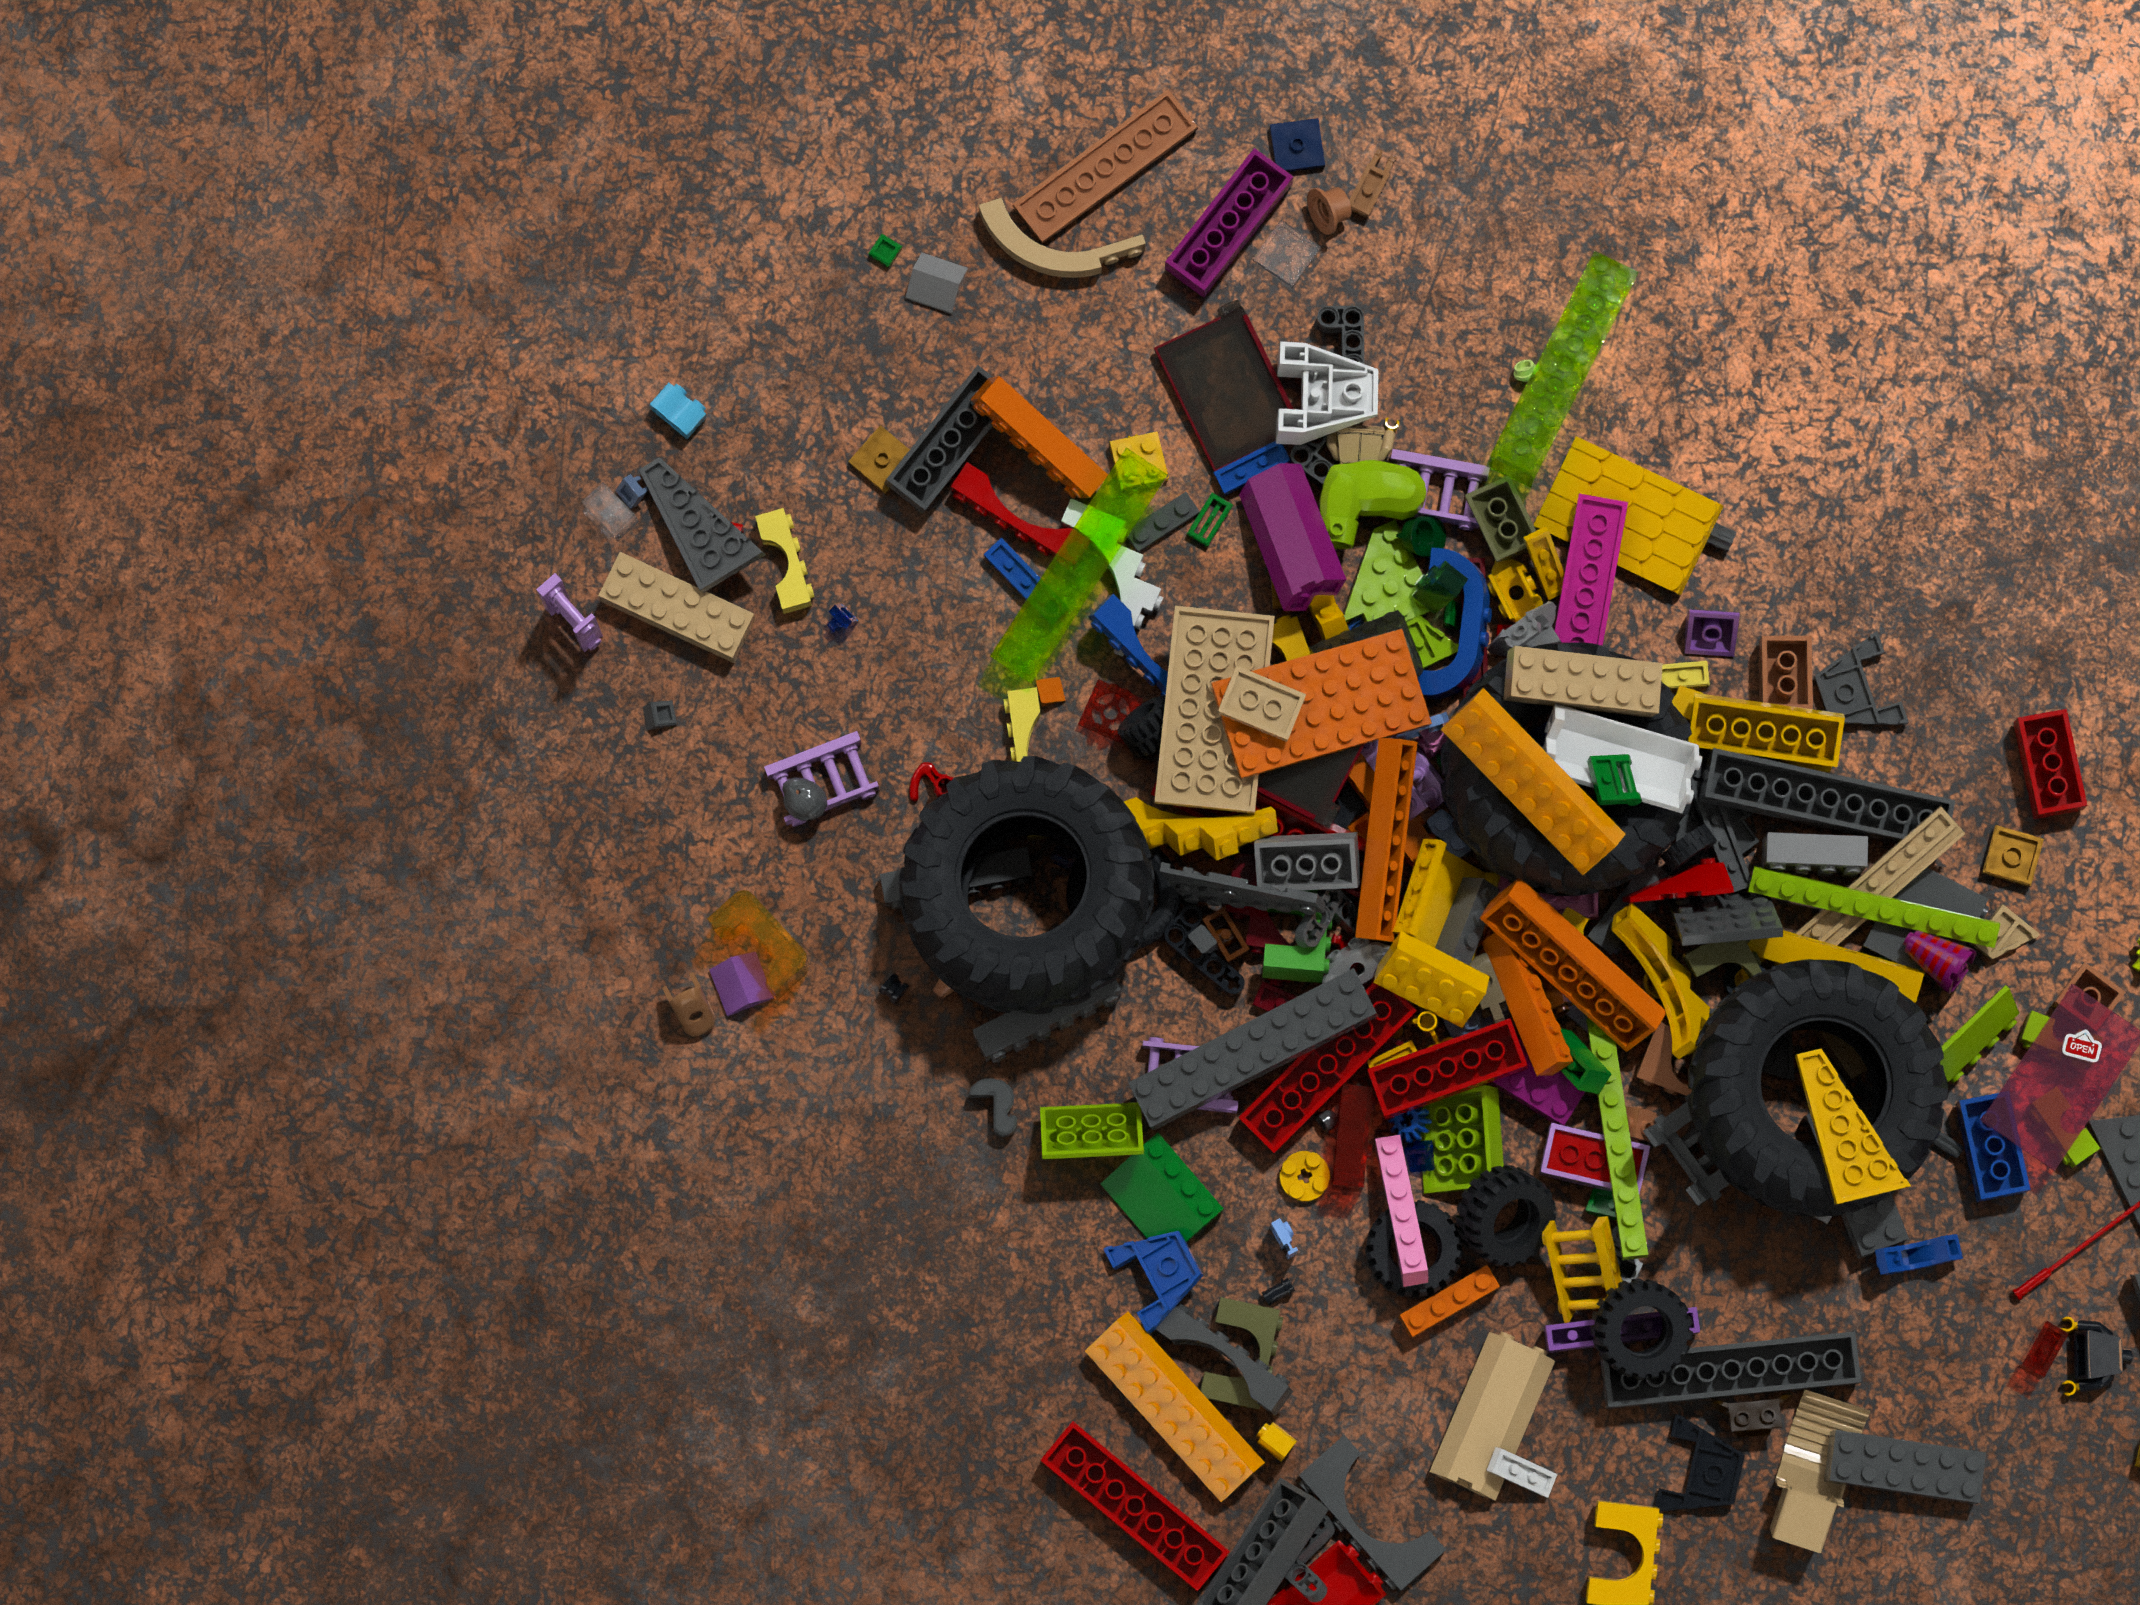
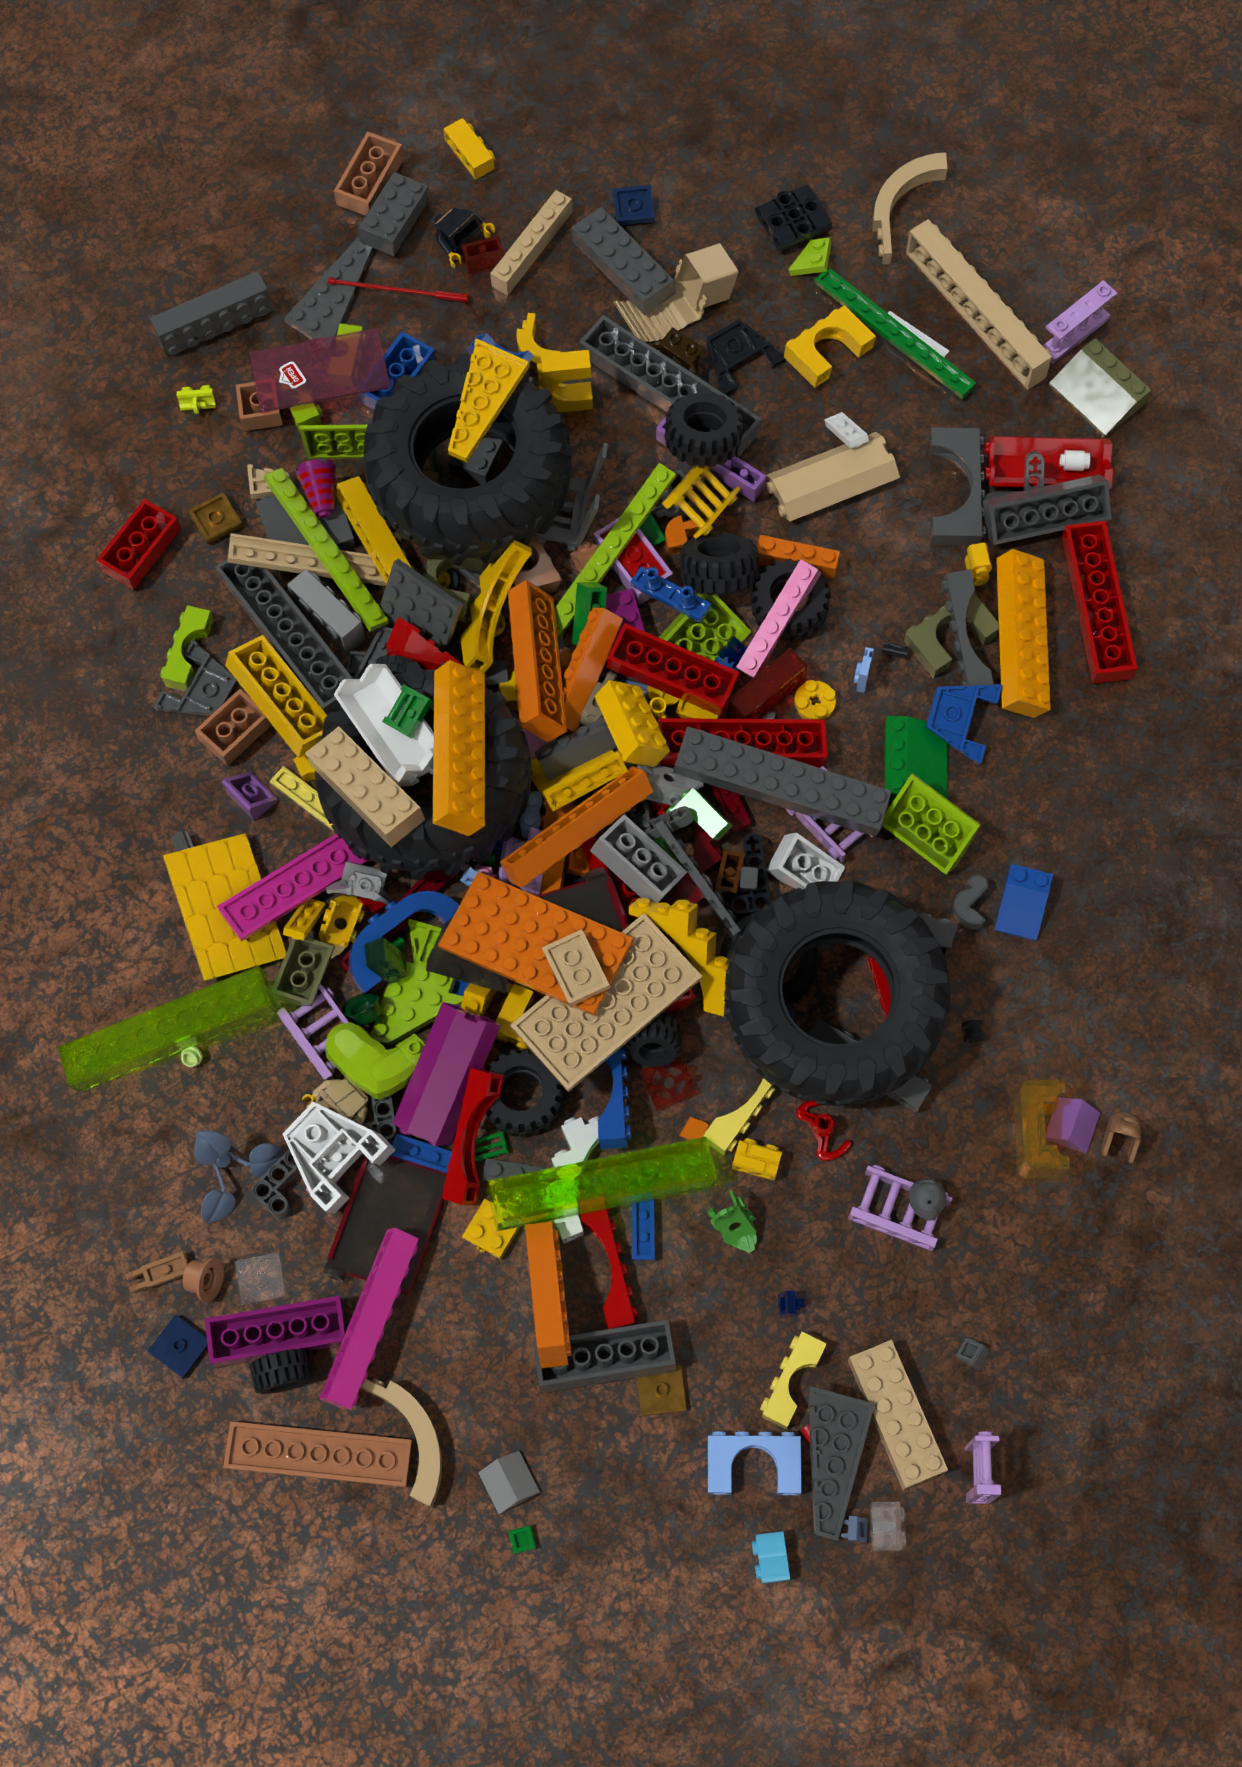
camera: 135 degrees left, 10 degrees down
(743, 498) = (783, 1449): none -> light blue arch
(943, 649) = (742, 1237): none -> bright green piece
(952, 1146) = (1023, 902): none -> blue slope
(975, 712) = (757, 1159): none -> yellow brick
(1162, 294) = (369, 1319): none -> dark pink brick
(1168, 1006) = (801, 863): none -> white slope
(1193, 193) = (280, 1371): none -> black tyre
(1198, 471) = (462, 1179): none -> red arch
(1225, 554) = (536, 1117): none -> black tyre
(1417, 309) = (213, 1148): none -> sand blue plant
(1519, 1142) = (670, 594): none -> blue plate
(1575, 1218) = (677, 534): none -> orange brick
(1820, 1270) = (564, 367): none -> yellow arch
(1891, 683) = (194, 625): none -> lime arch
(1896, 1289) = (526, 341): none -> yellow arch
(1957, 1544) = (633, 205): none -> dark blue plate
(2012, 1409) = (531, 242): none -> tan brick

